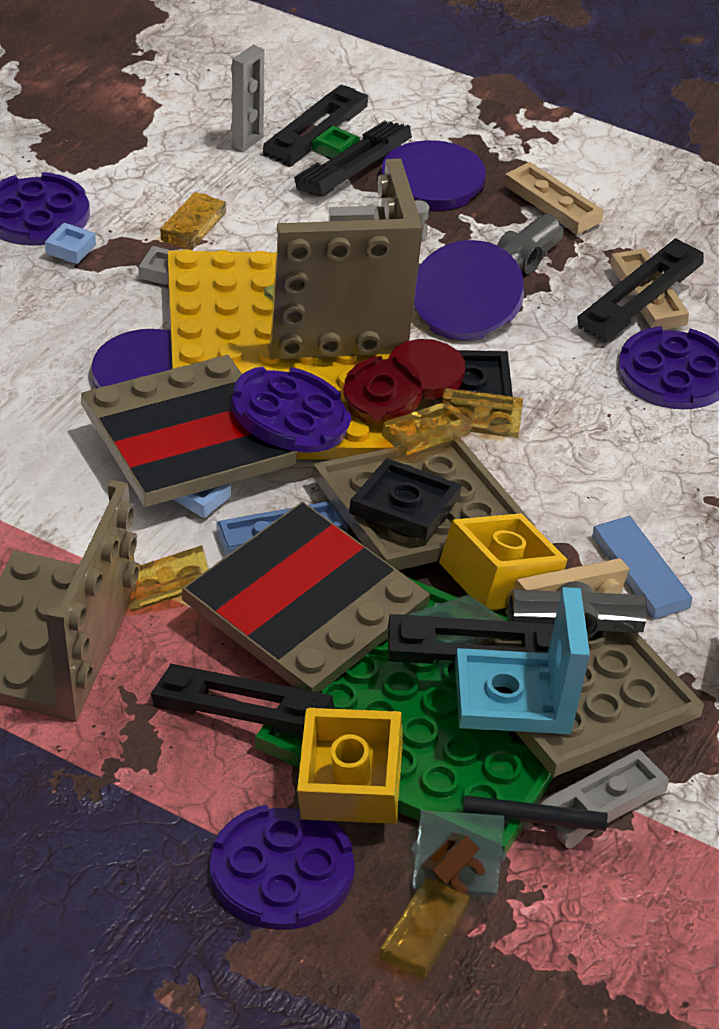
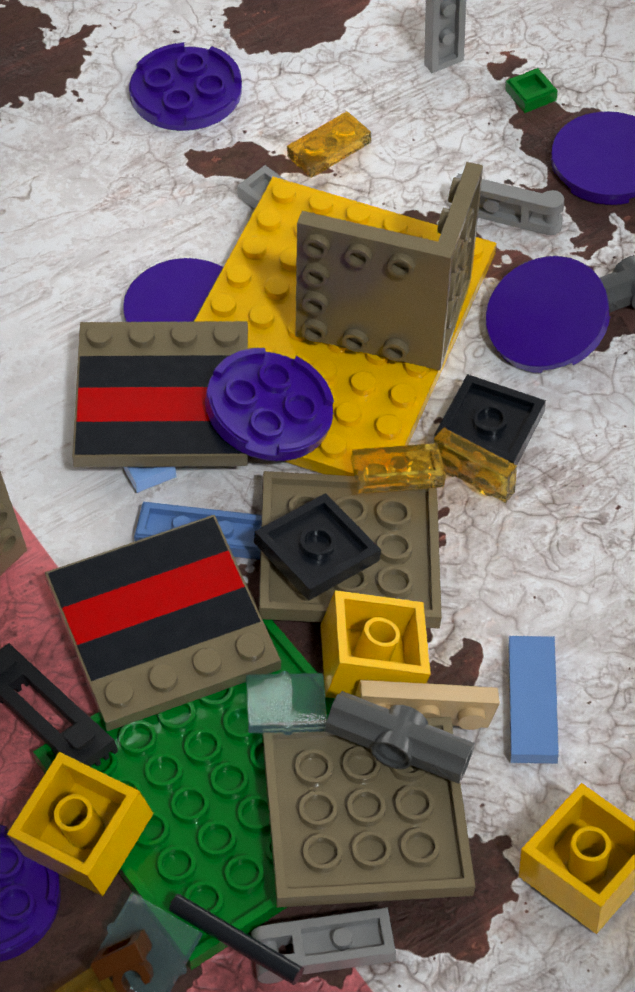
camera: 30 degrees right, 10 degrees up
(70, 243) = (190, 138): light blue plate -> none
(166, 577) = (55, 548): clear yellow plate -> none
(291, 147) = (480, 81): black container -> none
(375, 144) = (573, 101): black container -> none
(382, 389) = (378, 409): dark red tile -> none
(413, 636) = (342, 766): black container -> none
(436, 362) = (442, 396): dark red tile -> none
(541, 684) = (306, 795): medium azure bracket -> none

